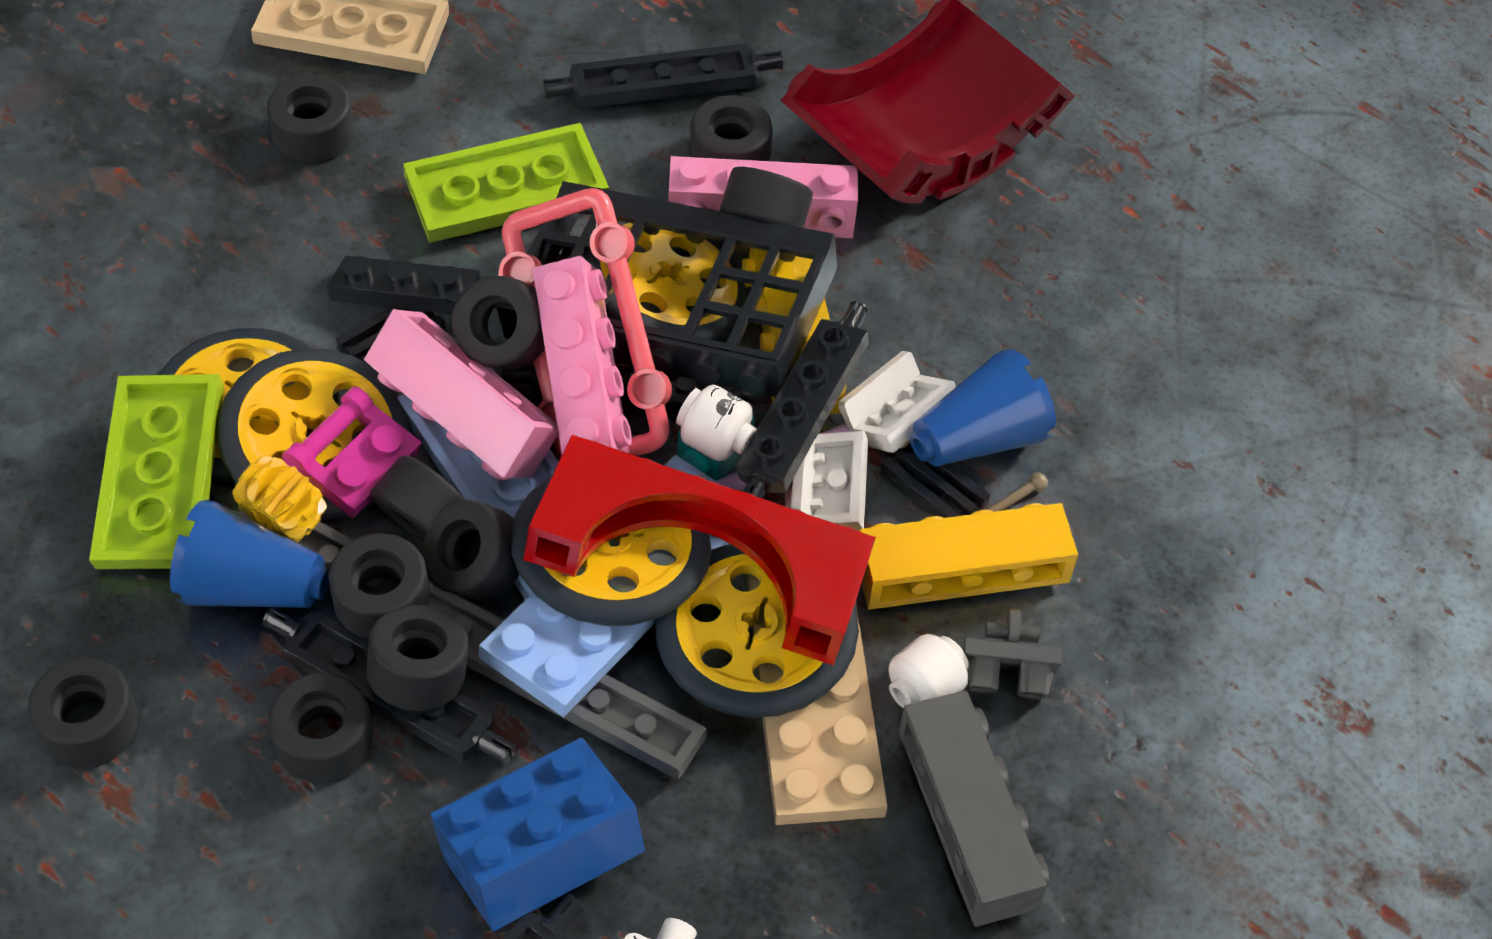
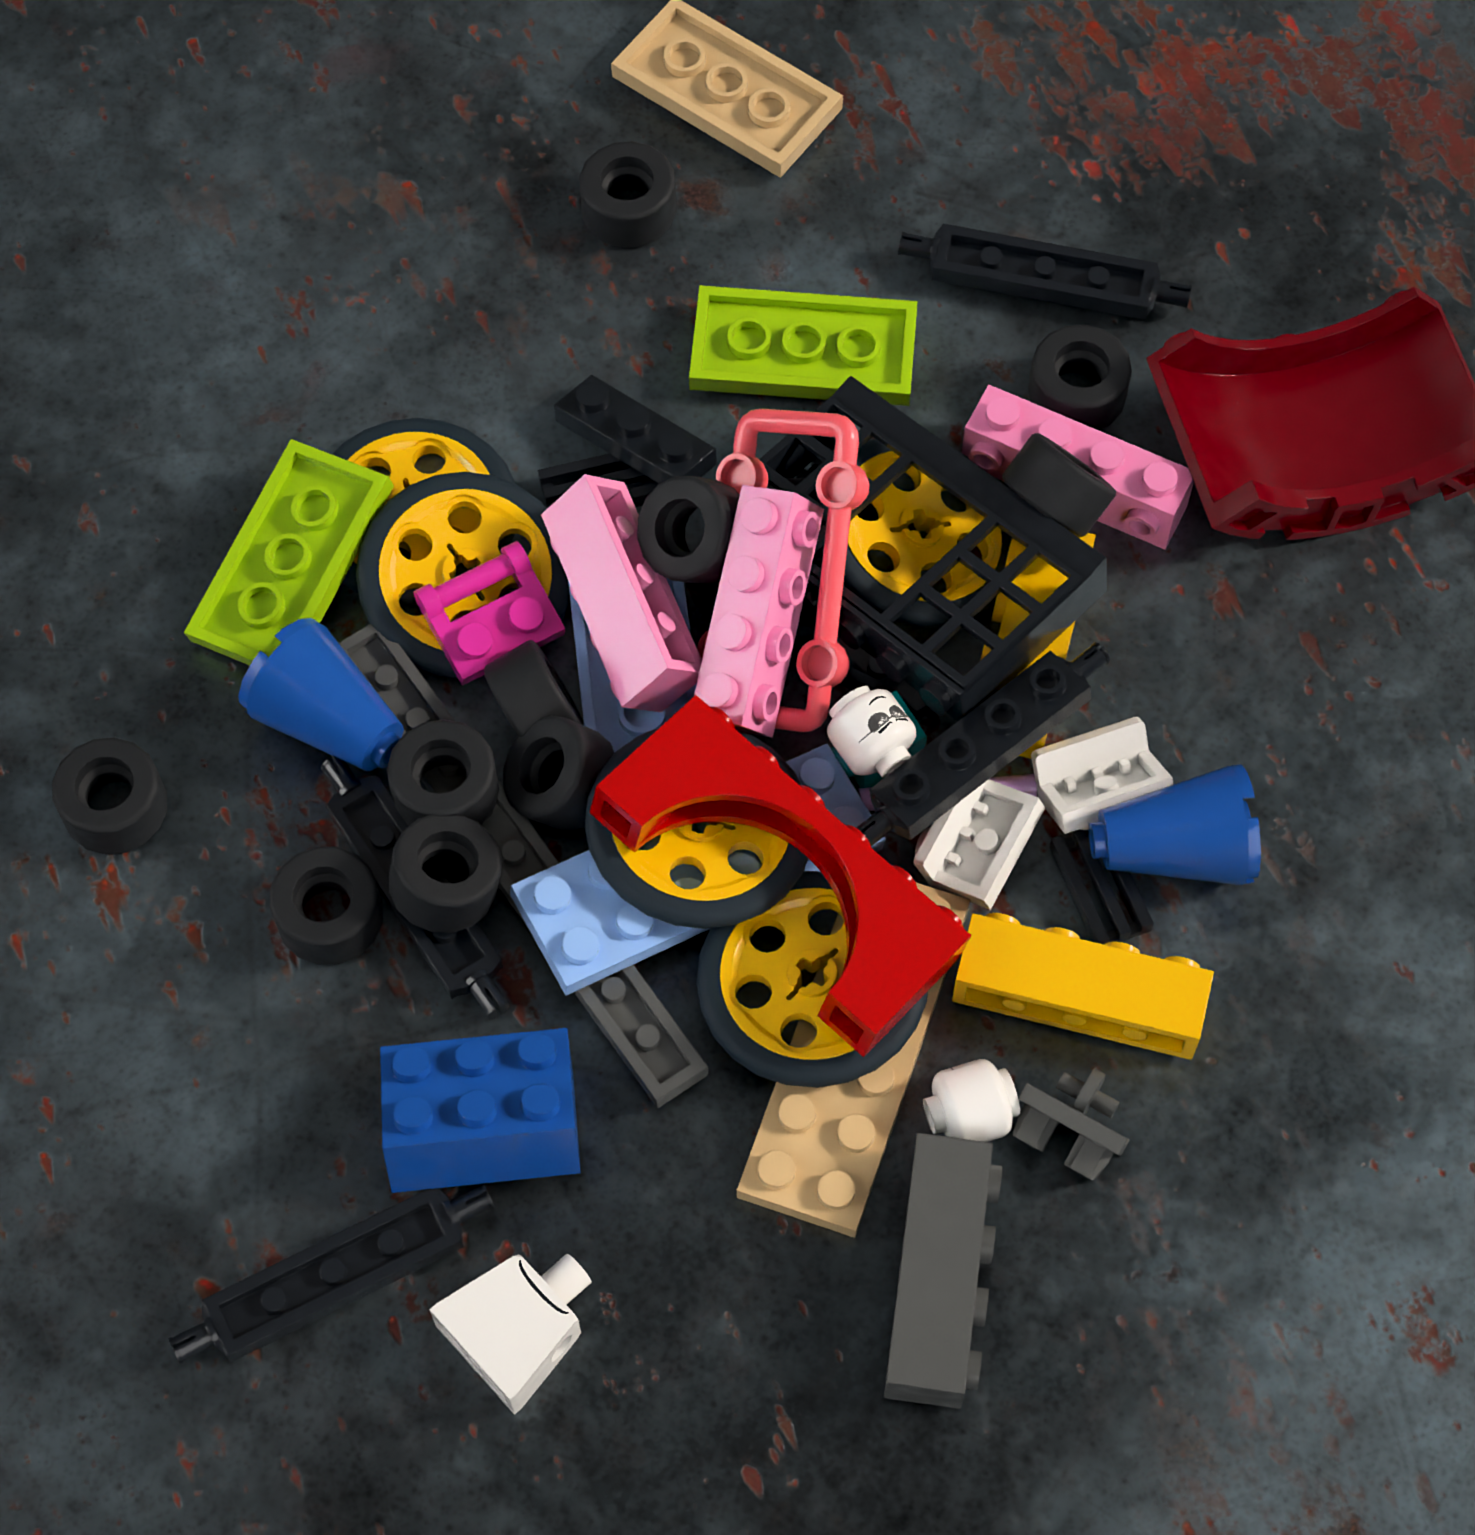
camera: 30 degrees right, 10 degrees up
(279, 498) = (382, 644): yellow gear -> none
(1037, 482) = (1217, 928): dark tan hinge -> none

